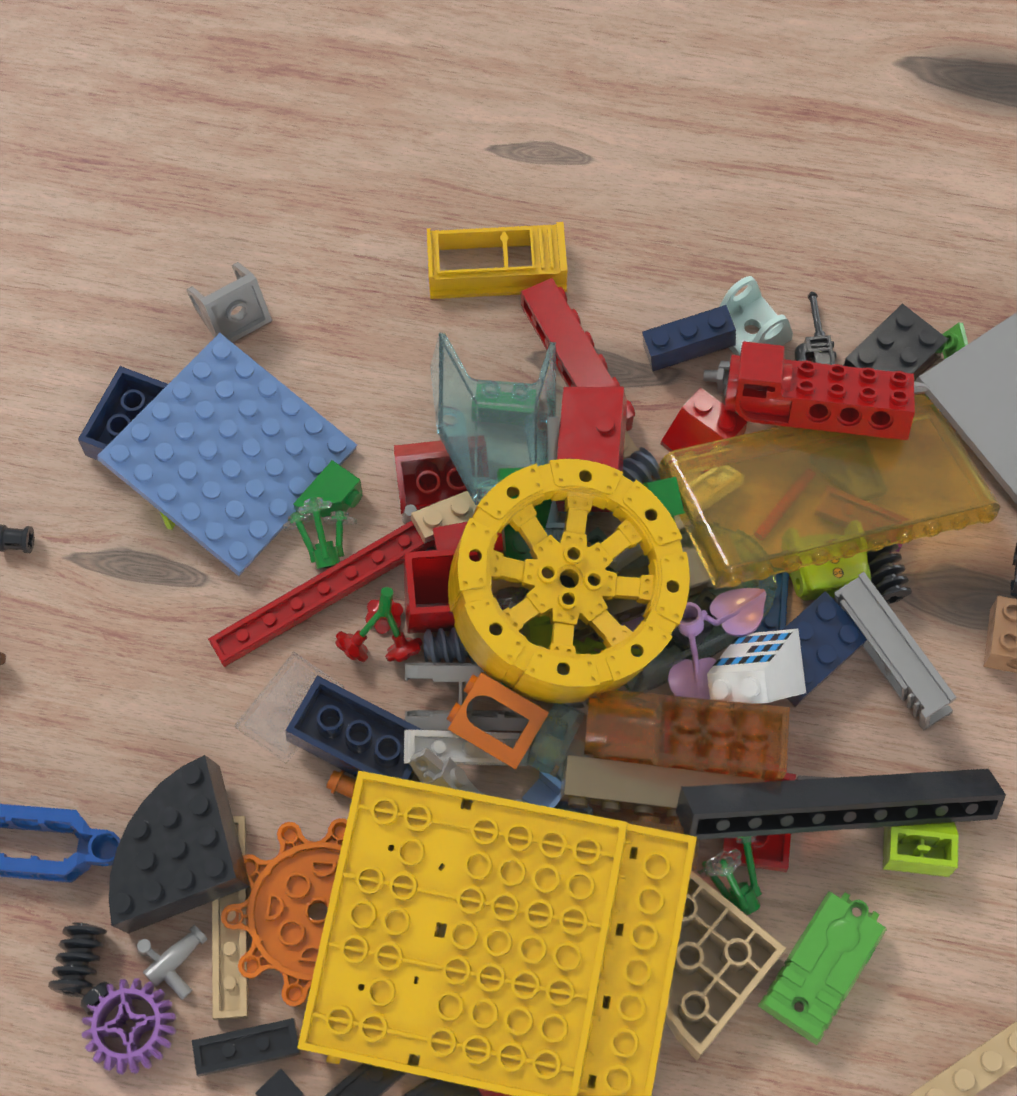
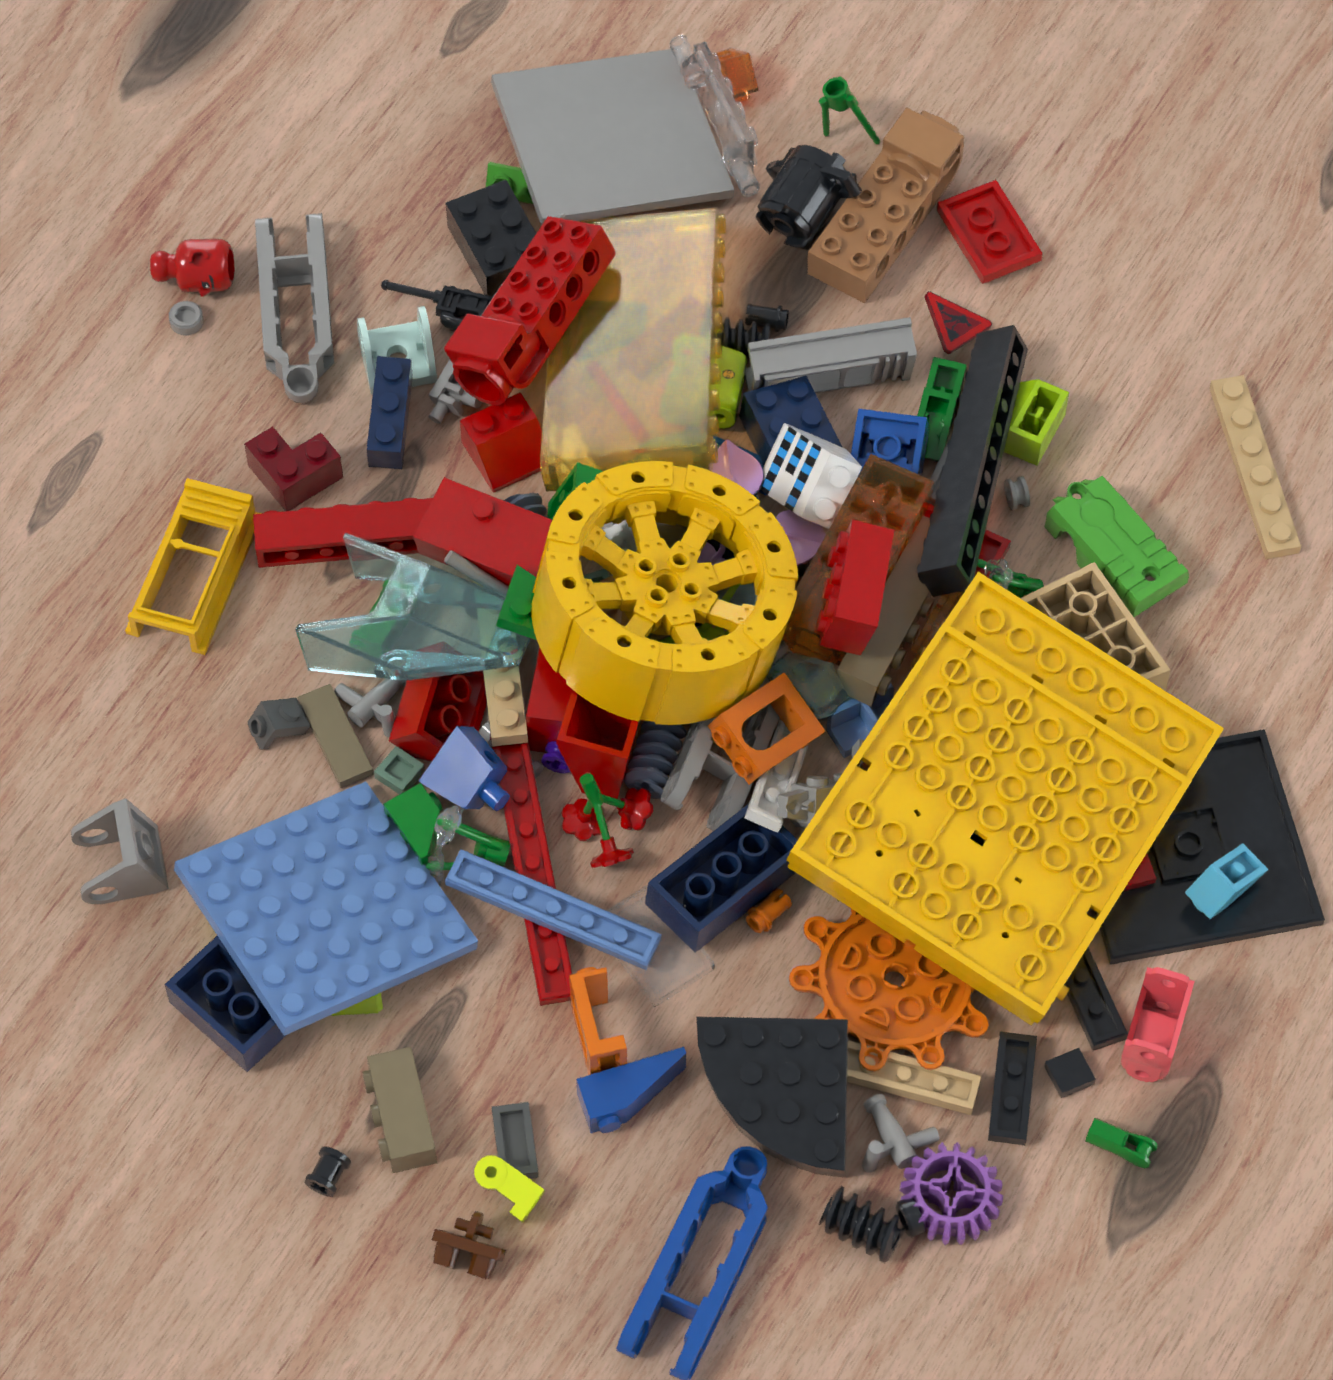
camera: 70 degrees left, 5 degrees down
(34, 670) = (496, 1174): none -> neon yellow leg
(80, 571) = (399, 1110): none -> dark tan brick
(82, 664) = (515, 1137): none -> dark grey tile
(143, 728) = (622, 1091): none -> blue slope
(161, 701) = (590, 989): none -> orange panel
(285, 619) = (553, 909): none -> medium blue tile
(374, 464) = (399, 770): none -> sand green plate
(379, 508) = (467, 771): none -> torso
(387, 365) = (276, 720): none -> dark grey bracket
(391, 410) = (335, 736): none -> dark tan tile
(422, 421) = (372, 703): none -> light grey piece
(607, 293) = (293, 473): none -> dark red brick
(631, 732) = (855, 587): none -> red brick
(717, 175) = (186, 318): none -> light grey tile
(761, 161) = (196, 265): none -> red piece
(780, 213) = (295, 270): none -> light grey piece
(817, 722) = (892, 437): none -> blue brick
(842, 859) = (1017, 493): none -> light grey bush
(897, 758) = (940, 403): none -> green slope
(925, 591) = (775, 317): none -> black pin
(993, 746) = (954, 323): none -> piece

